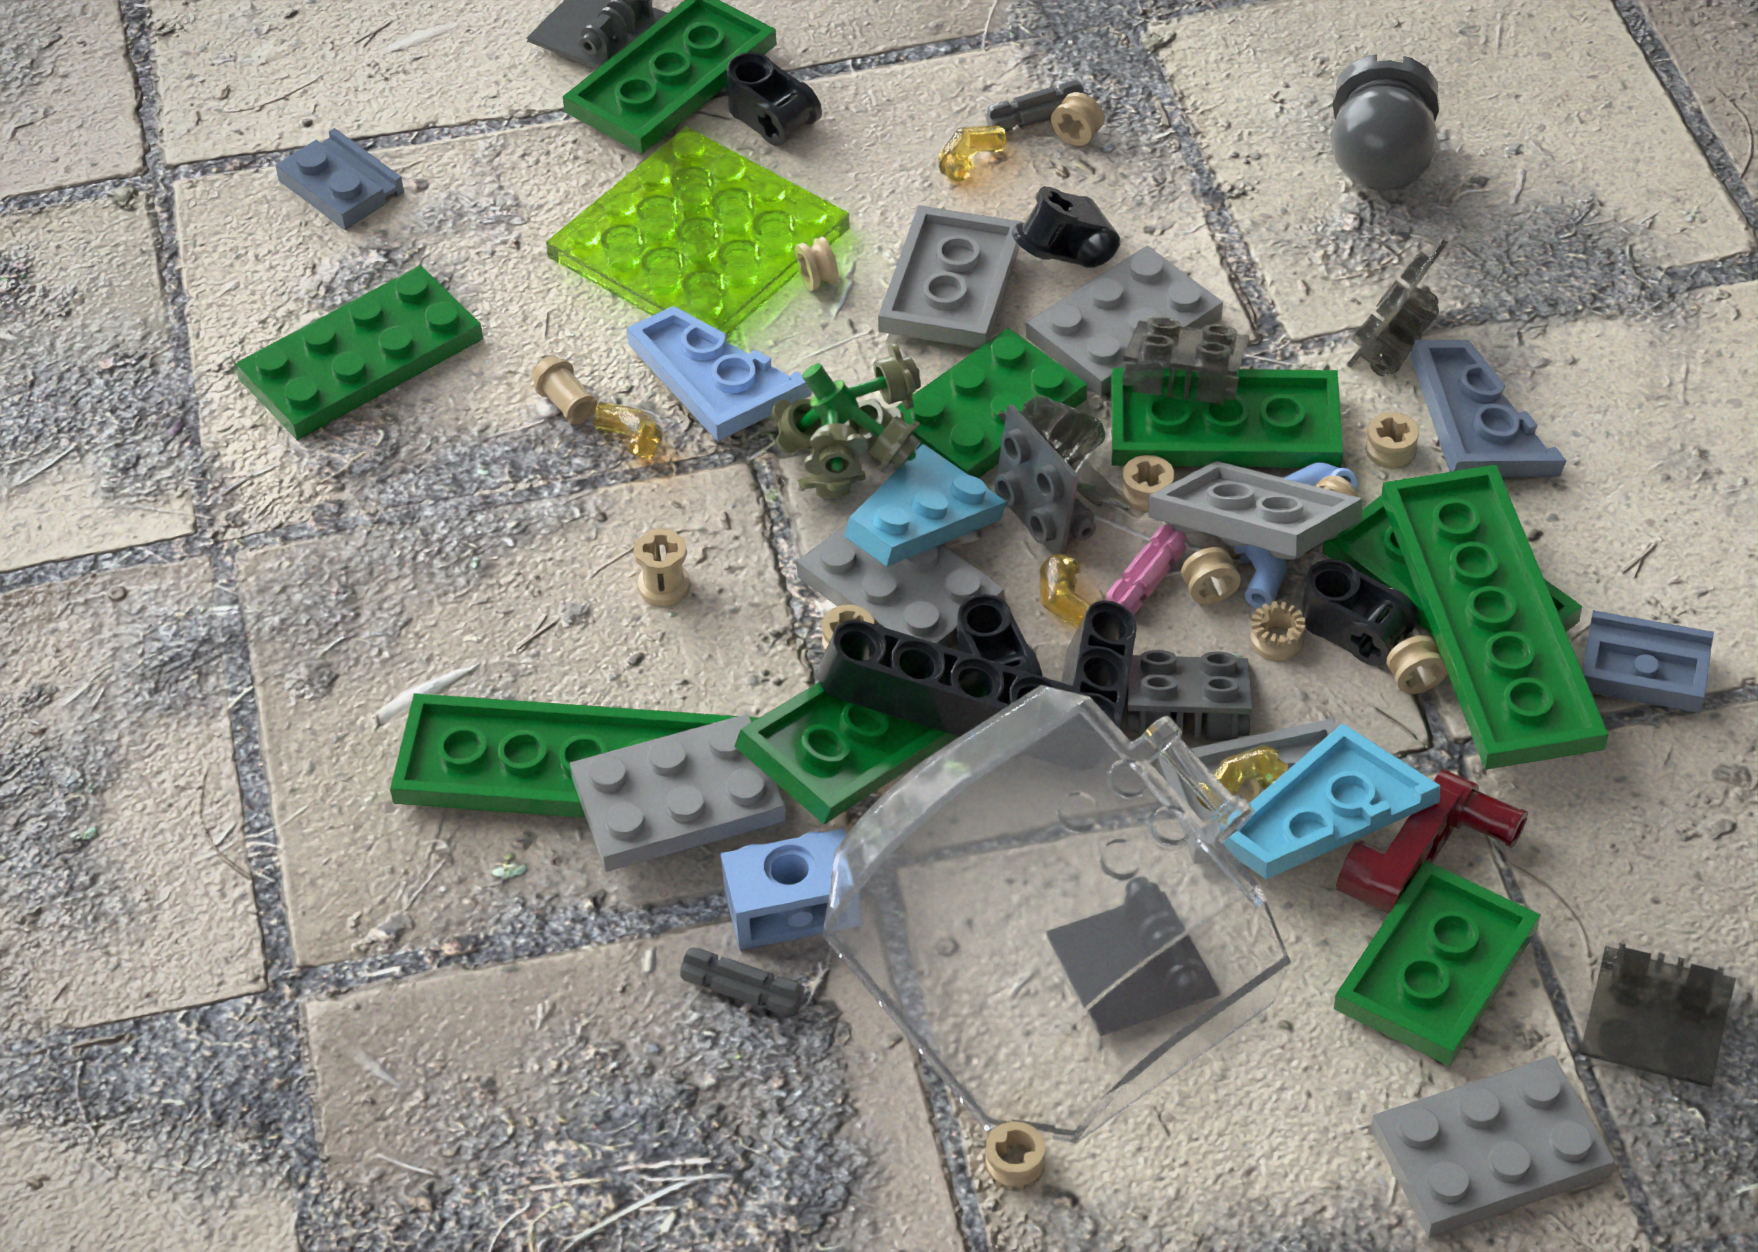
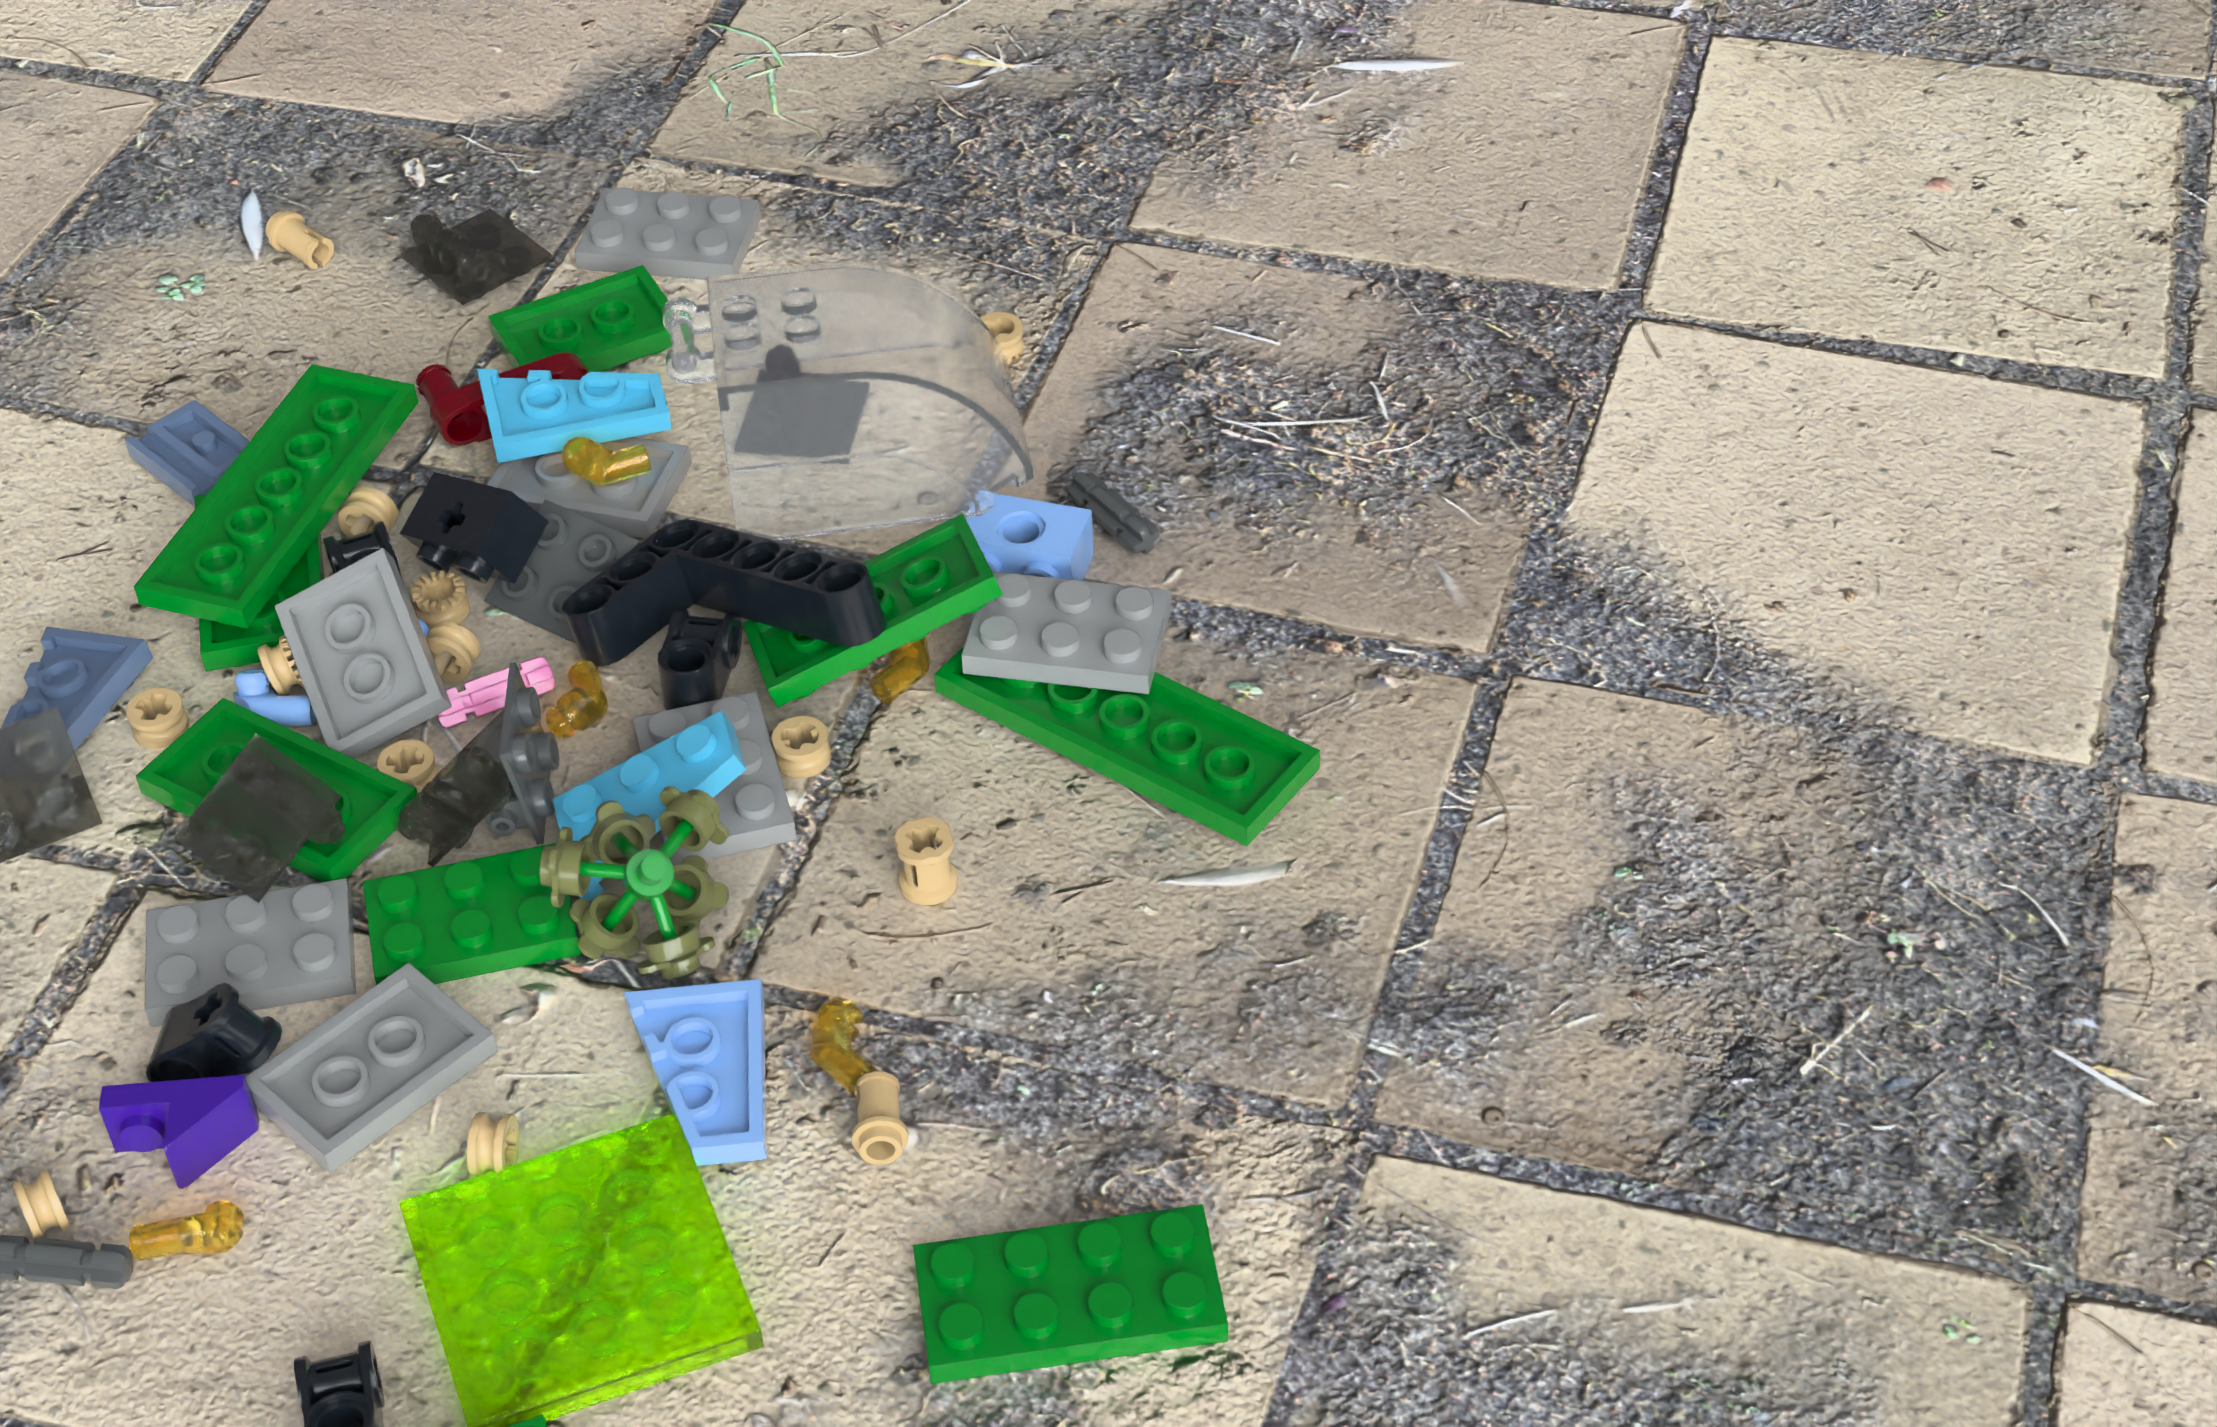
camera: 150 degrees left, 5 degrees down
(1069, 174) = (187, 1118): none -> dark purple slope
(1286, 655) = (473, 529): none -> black brick

